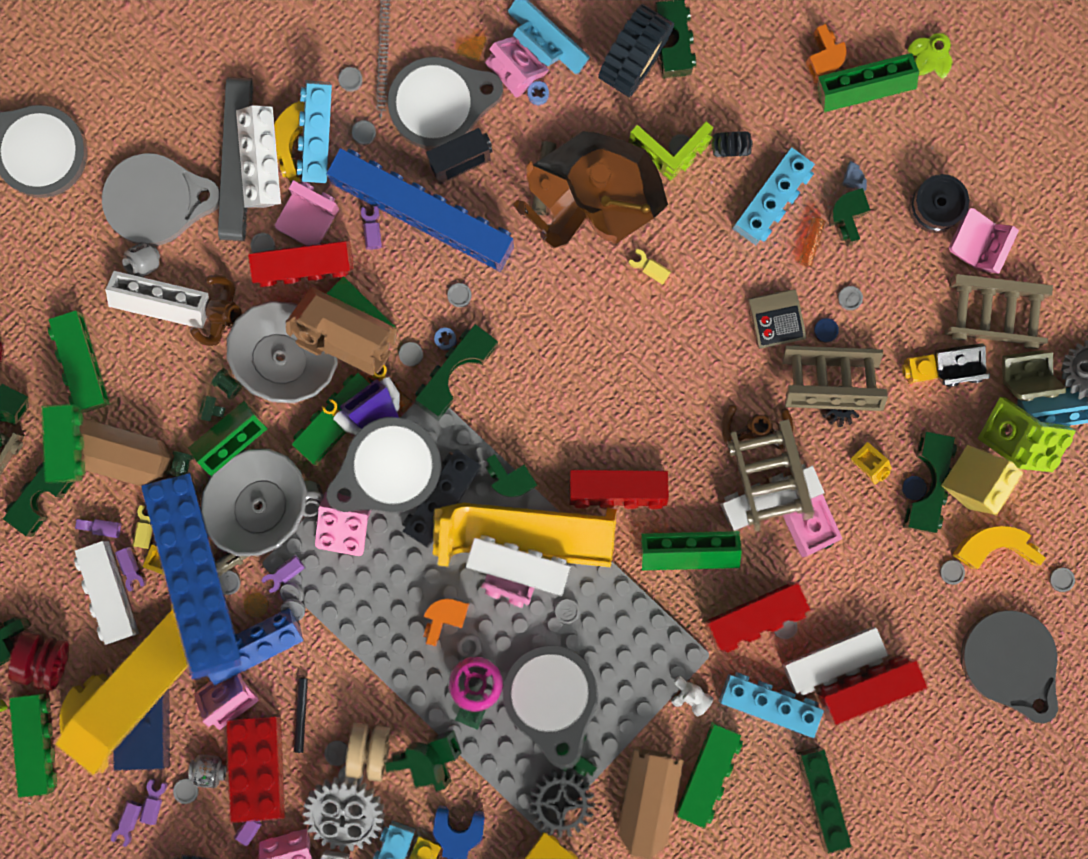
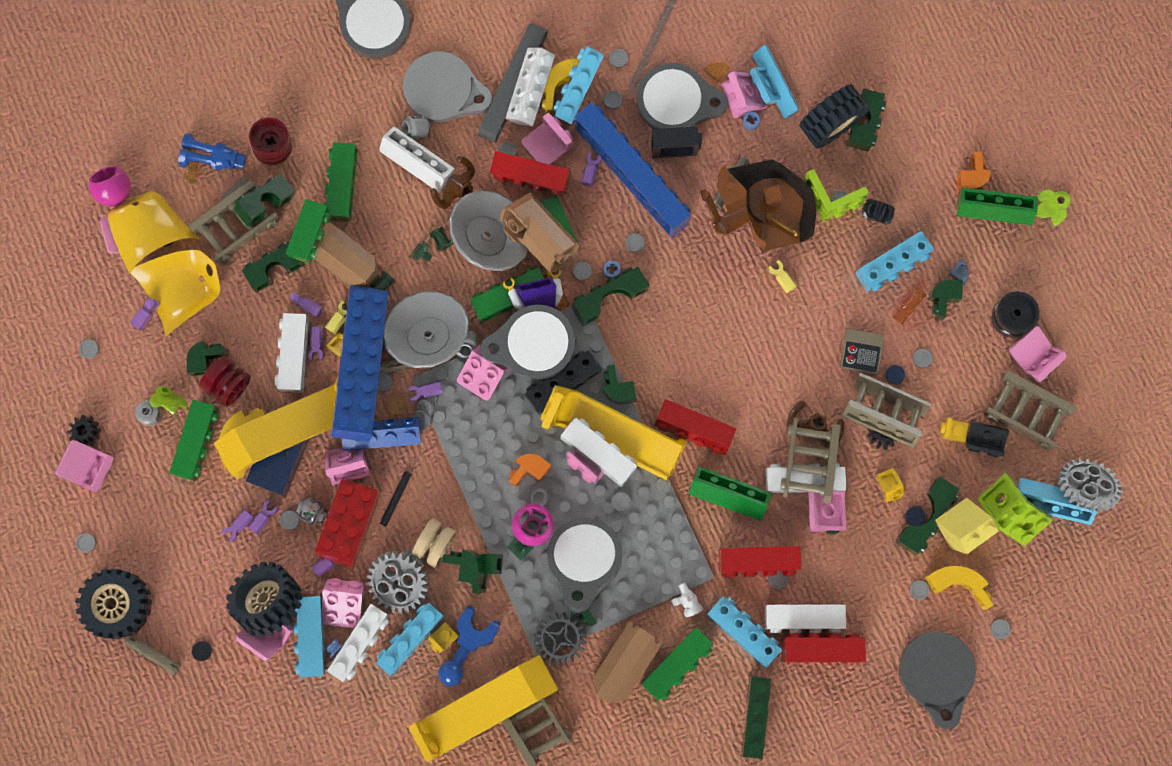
camera: 25 degrees right, 5 degrees down
(227, 438) = (425, 277): green brick -> none
(336, 753) = (409, 537): light grey piece -> none
(1031, 375) = (1035, 466): olive bracket -> none

